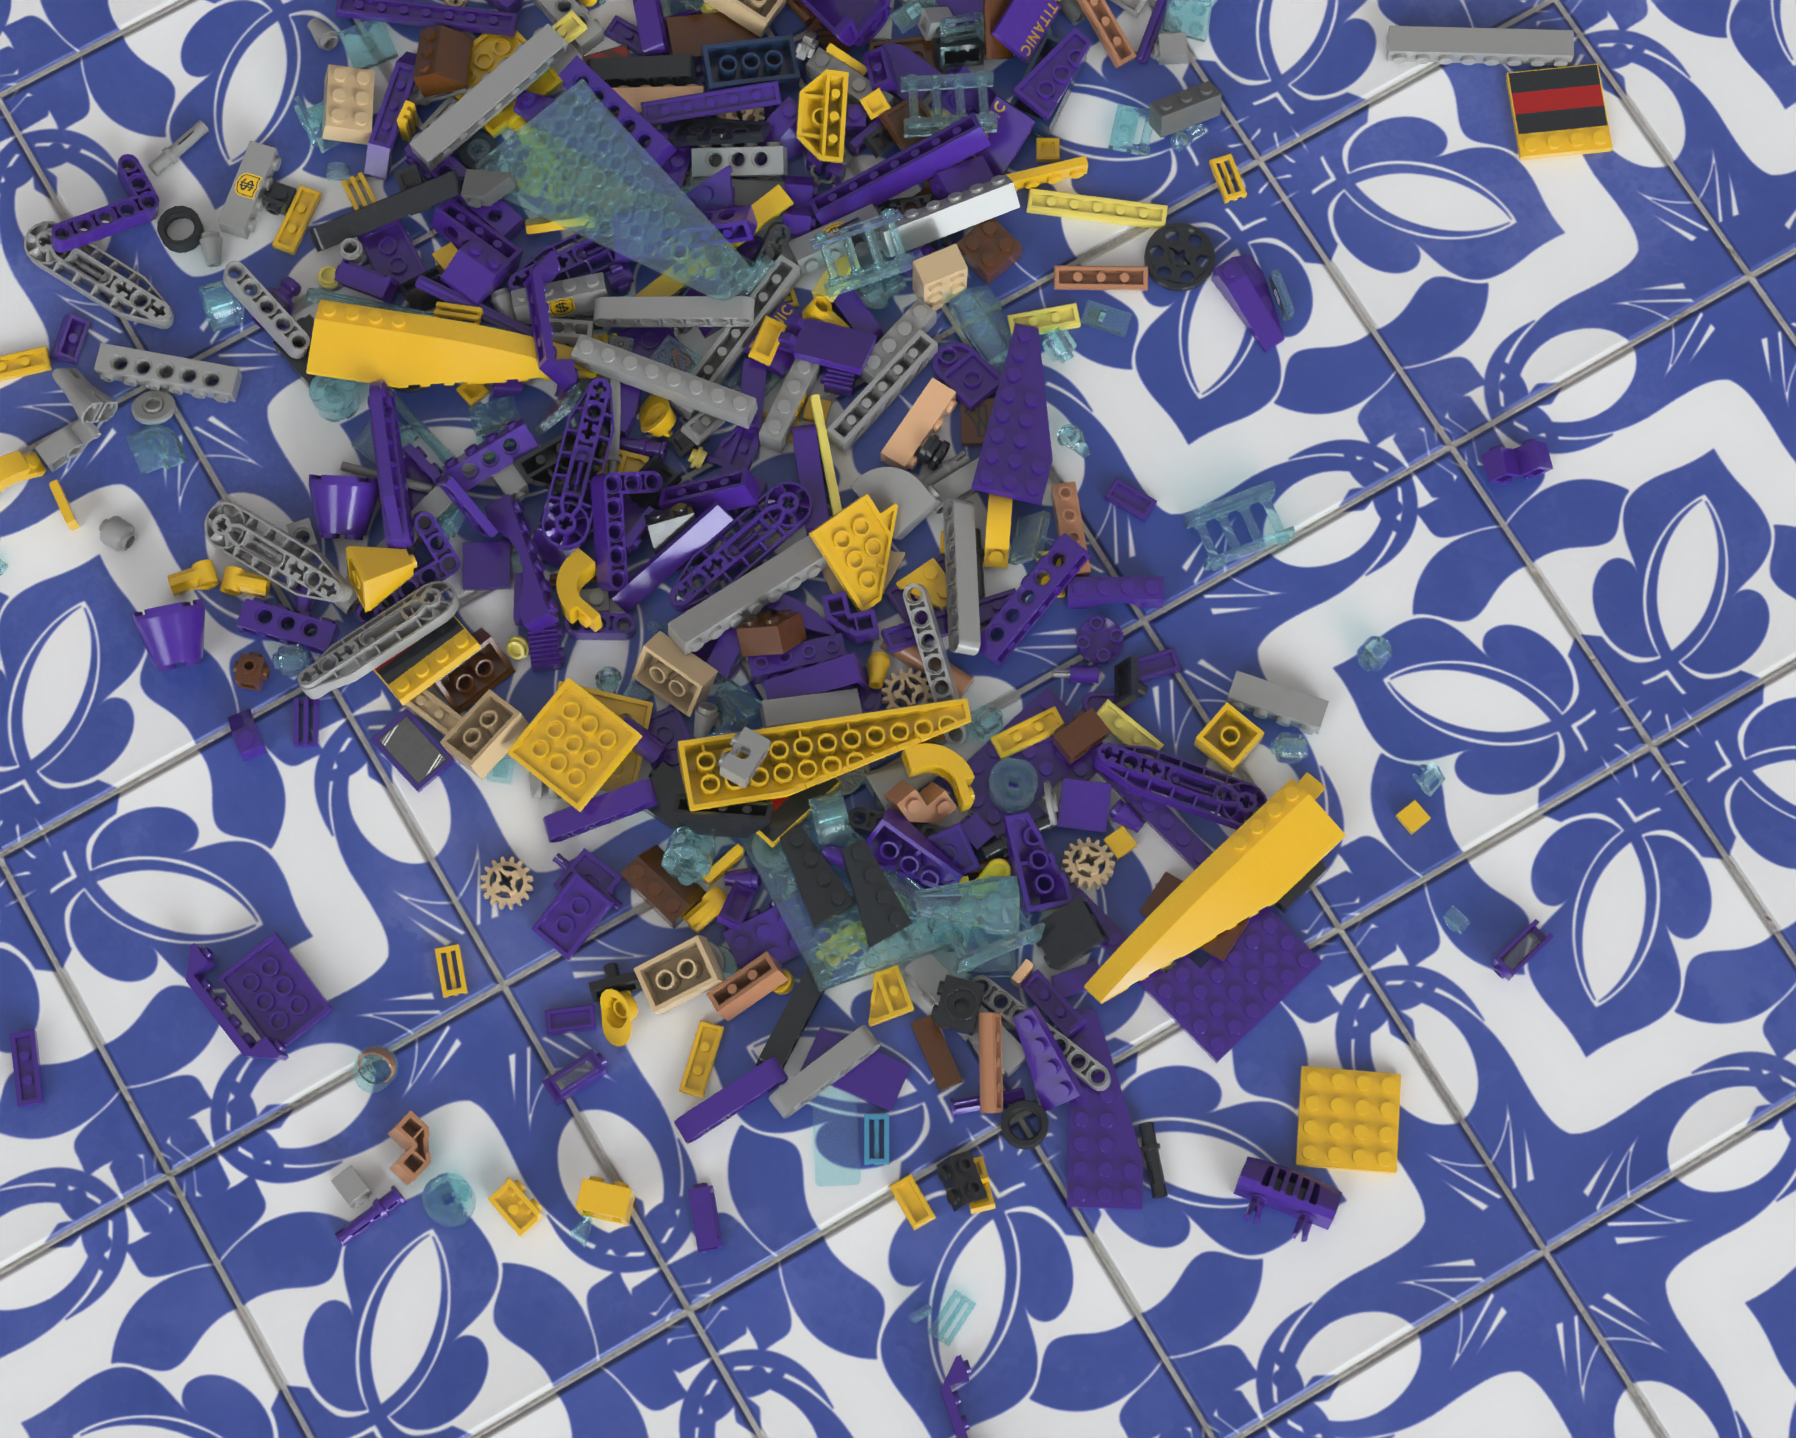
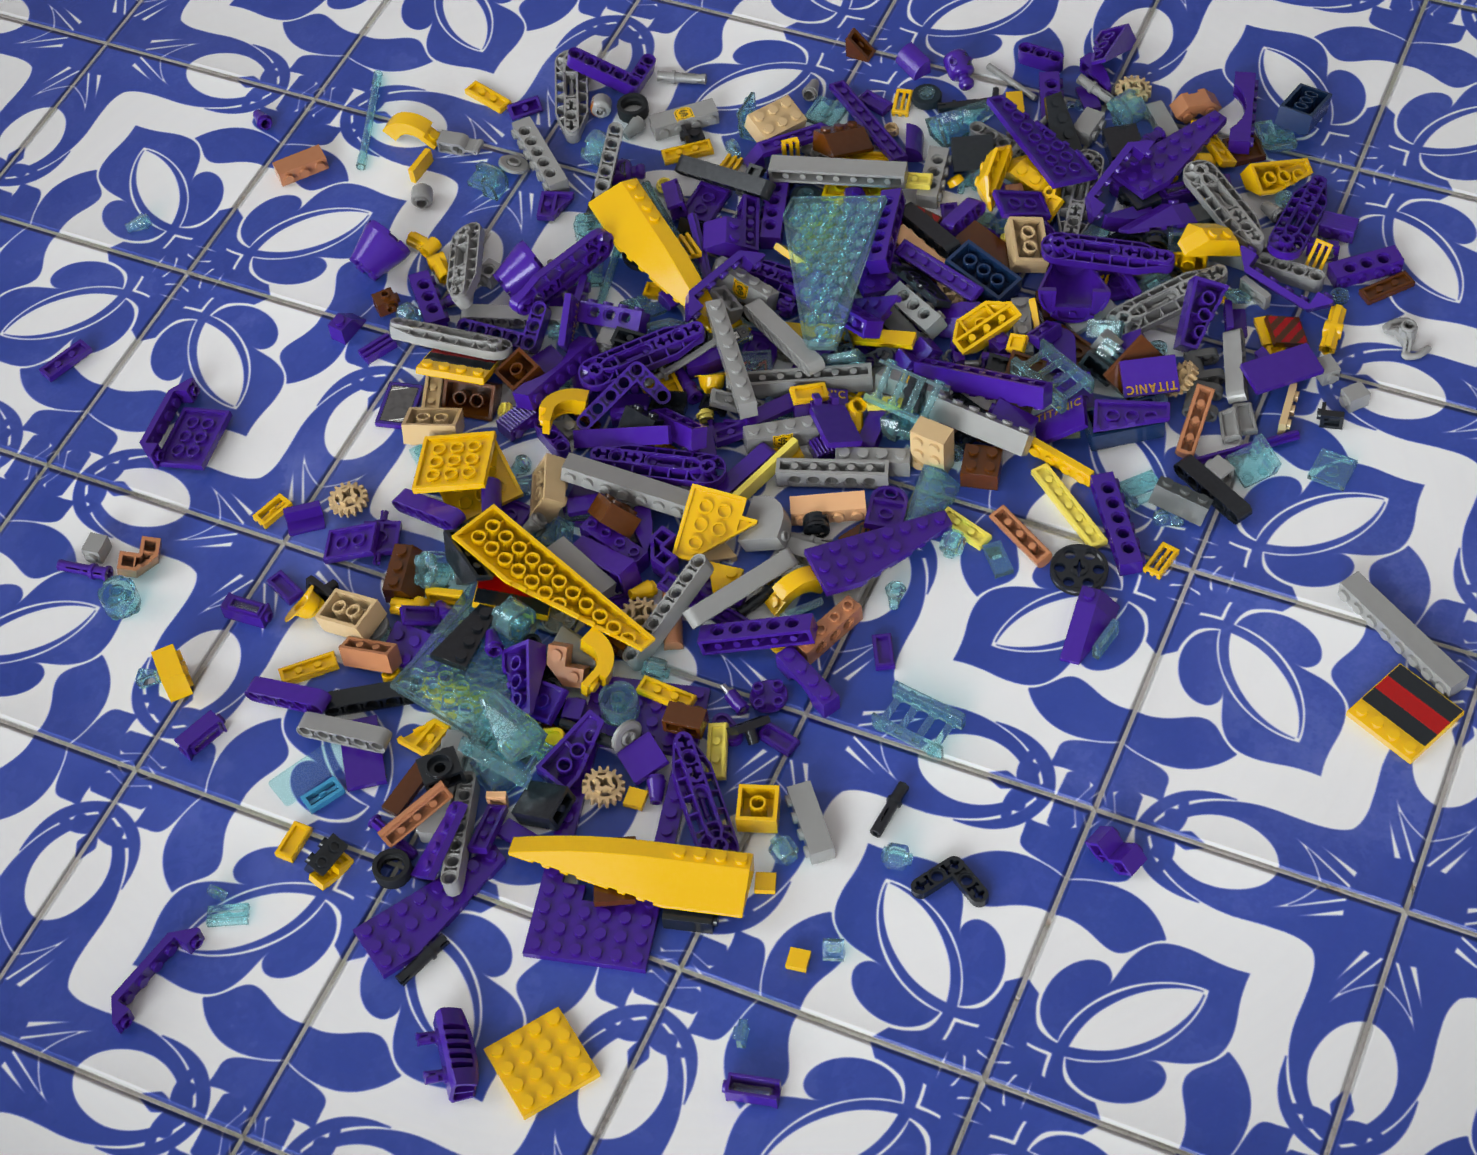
camera: 60 degrees right, 20 degrees down
(88, 402) = (491, 132): light grey piece -> none
(147, 258) = (601, 105): none -> light grey head
(253, 407) = (552, 204): none -> dark purple wing
(351, 250) = (686, 181): light grey cone -> none
(375, 1068) = (179, 510): clear light blue piece -> none
(377, 572) = (488, 308): yellow slope -> none
(486, 187) = (779, 205): dark grey slope -> none
(487, 600) = (518, 369): none -> reddish brown brick
(494, 944) = (304, 518): none -> dark purple panel
(516, 1207) = (140, 635): yellow bracket -> none
(742, 770) = (502, 537): light grey brick -> none
(807, 46) = (1021, 288): light grey plate -> none
(876, 900) = (475, 674): black wing -> none
(1047, 149) = (1084, 455): yellow tile -> none
(1162, 194) = (1117, 523): none -> dark purple brick
(1187, 70) = (1207, 483): none -> black beam
(1312, 615) = (893, 802): none -> black pin
(1431, 617) = (954, 875): none -> black beam

